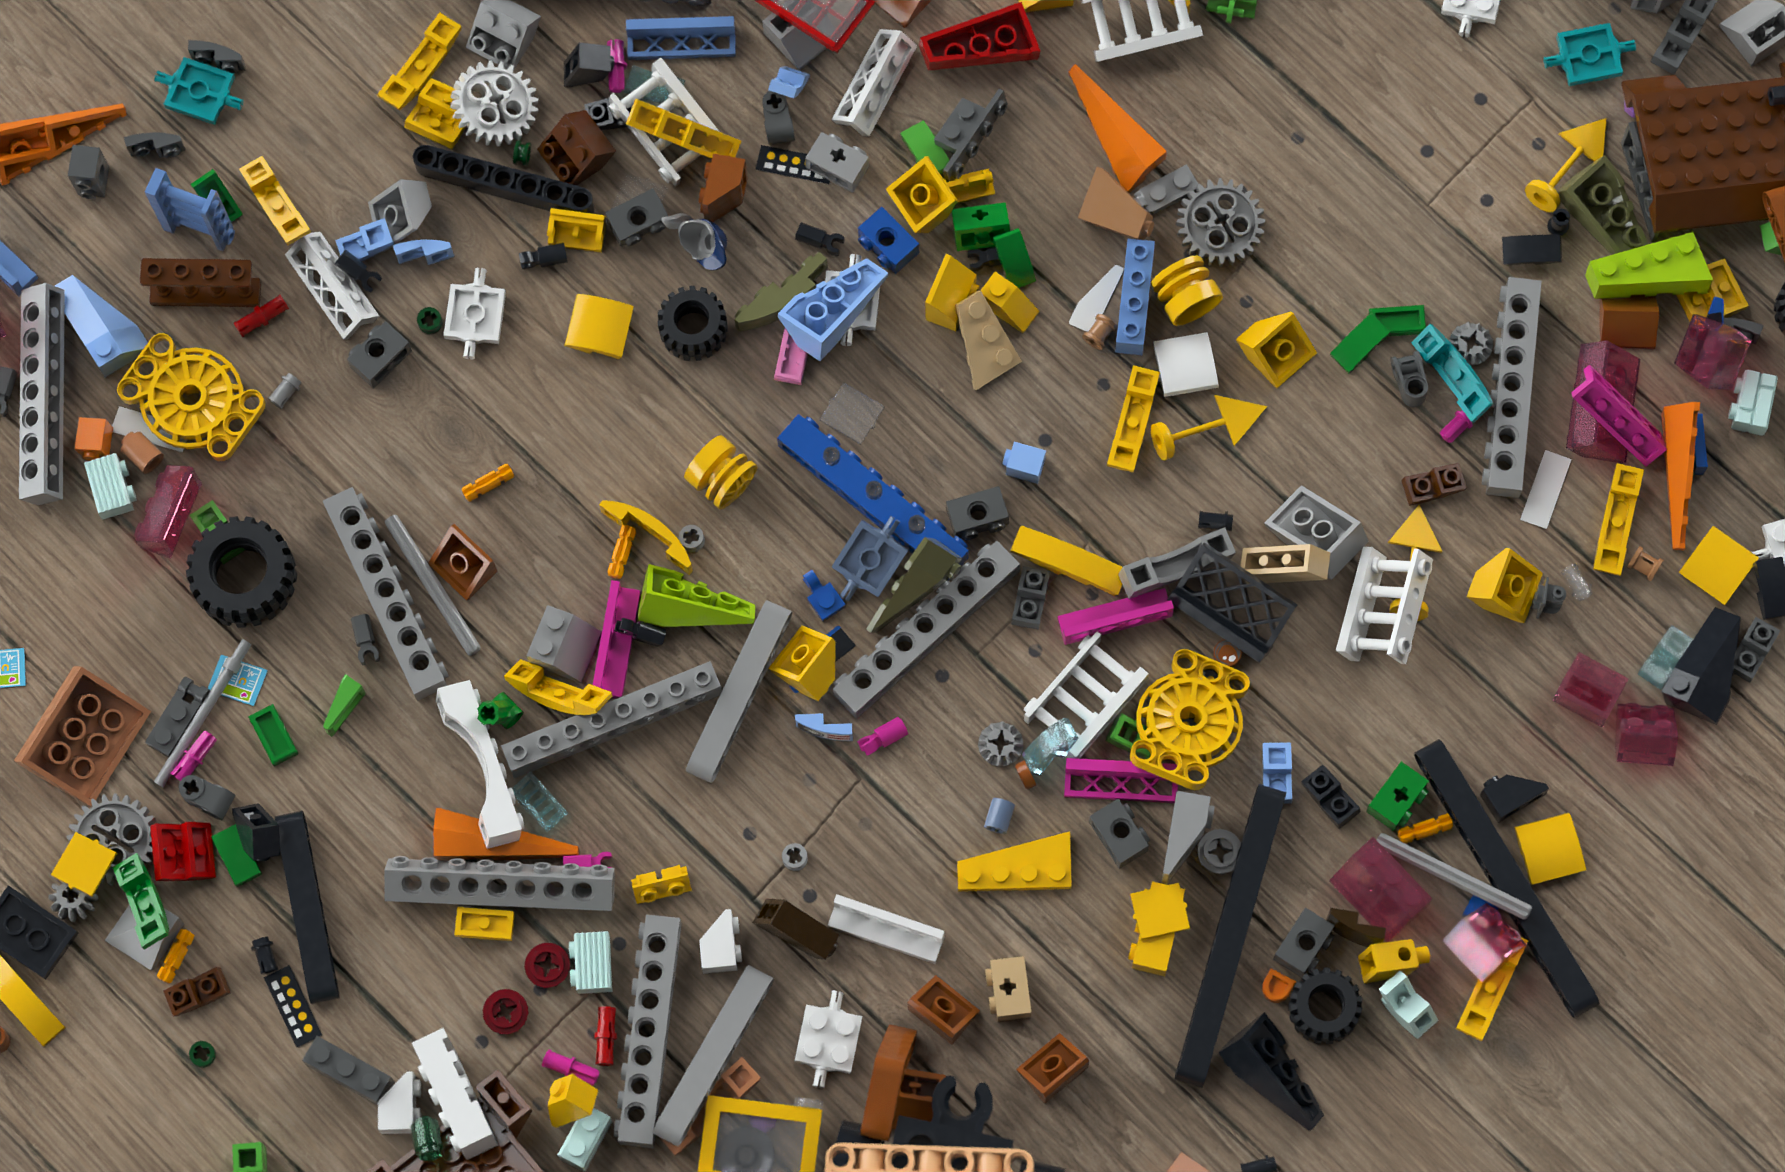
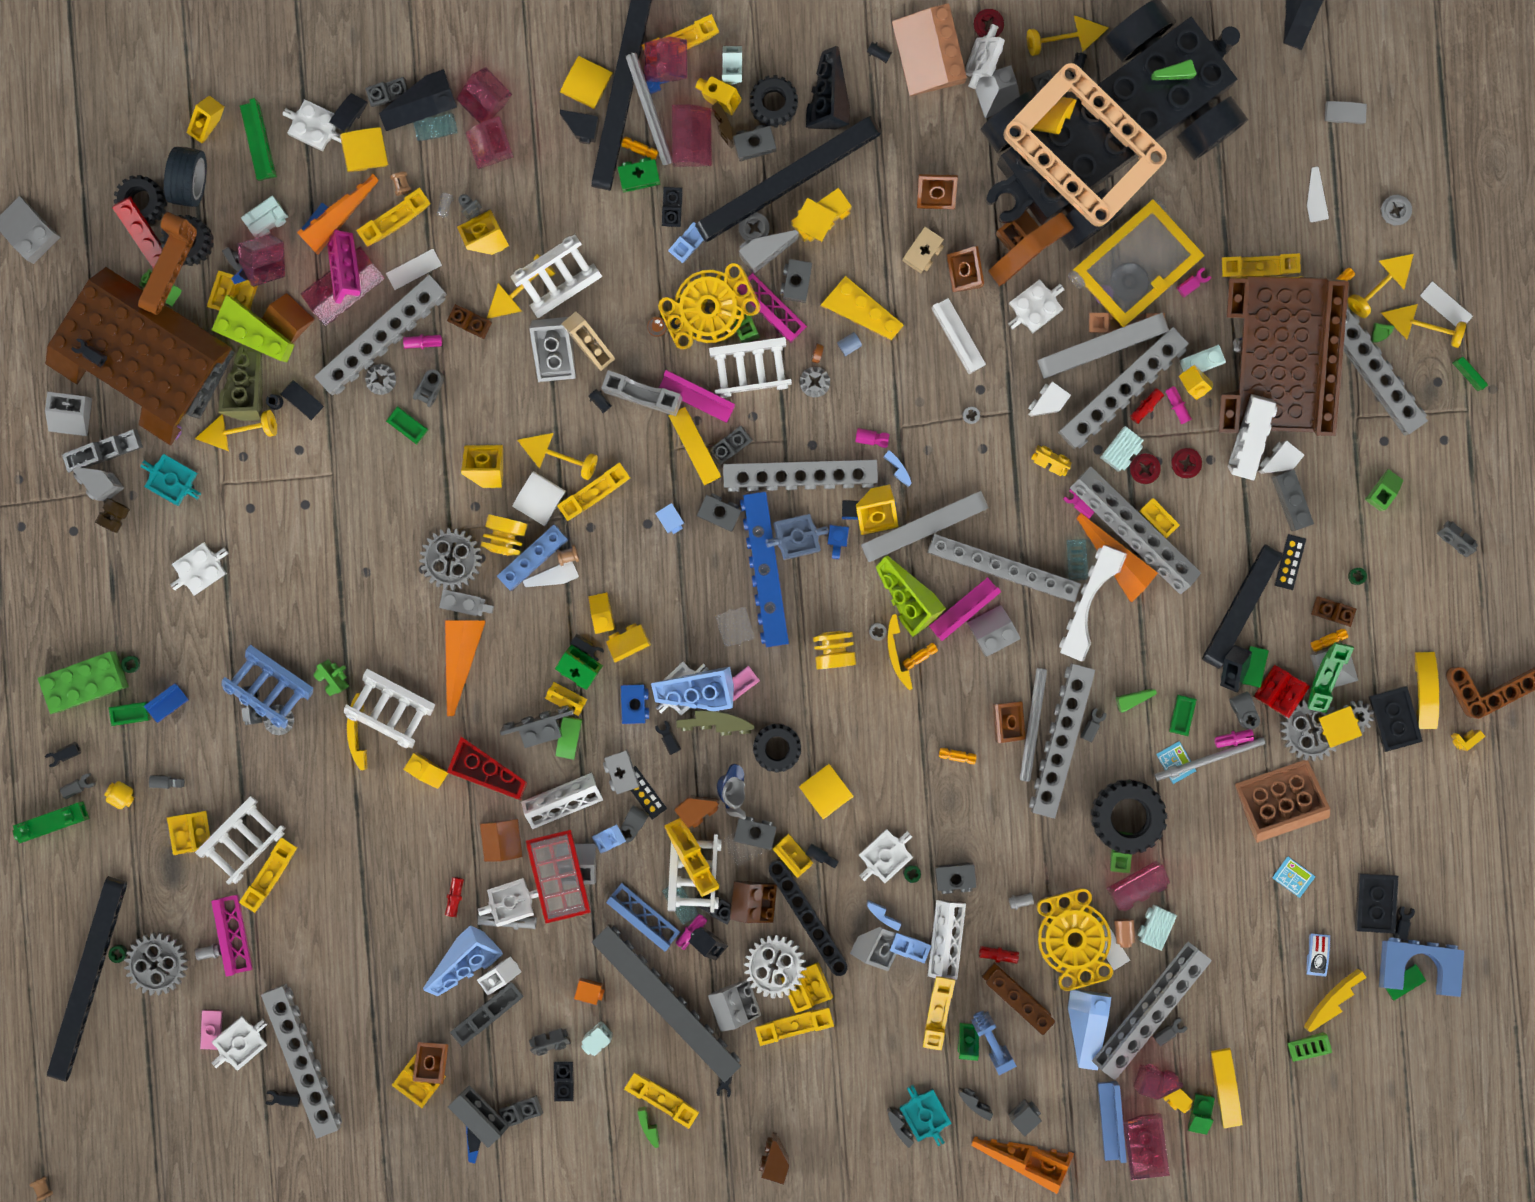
camera: 140 degrees left, 15 degrees up
(93, 438) = (1144, 961): orange brick -> none
(176, 717) = (1224, 768): dark grey plate -> none
(264, 955) = (1284, 600): black pin -> none
(356, 269) = (927, 935): black bar -> none
(427, 1138) = (1284, 427): clear green brick -> none
(499, 711) = (1059, 621): green piece -> none
(522, 153) = (784, 925): dark green bush -> none
(530, 681) = (1020, 607): yellow slope -> none
(641, 631) = (948, 601): black bar -> none
(796, 928) = (1004, 375): dark brown slope -> none
(922, 196) = (596, 709): yellow slope -> none
(927, 570) = (777, 498): olive wedge -> none
(985, 340) = (632, 602): tan wing -> none
(1015, 258) = (577, 633): green slope -> none
(1052, 743) = (793, 355): clear light blue slope -> none
(1114, 208) = (499, 613): medium nougat slope -> none
(1219, 621) = (645, 345): black fence -> none
(1277, 986) = (787, 135): orange tile -> none
(1359, 343) = (438, 429): green slope -> none
(1455, 371) = (403, 368): teal slope -> none

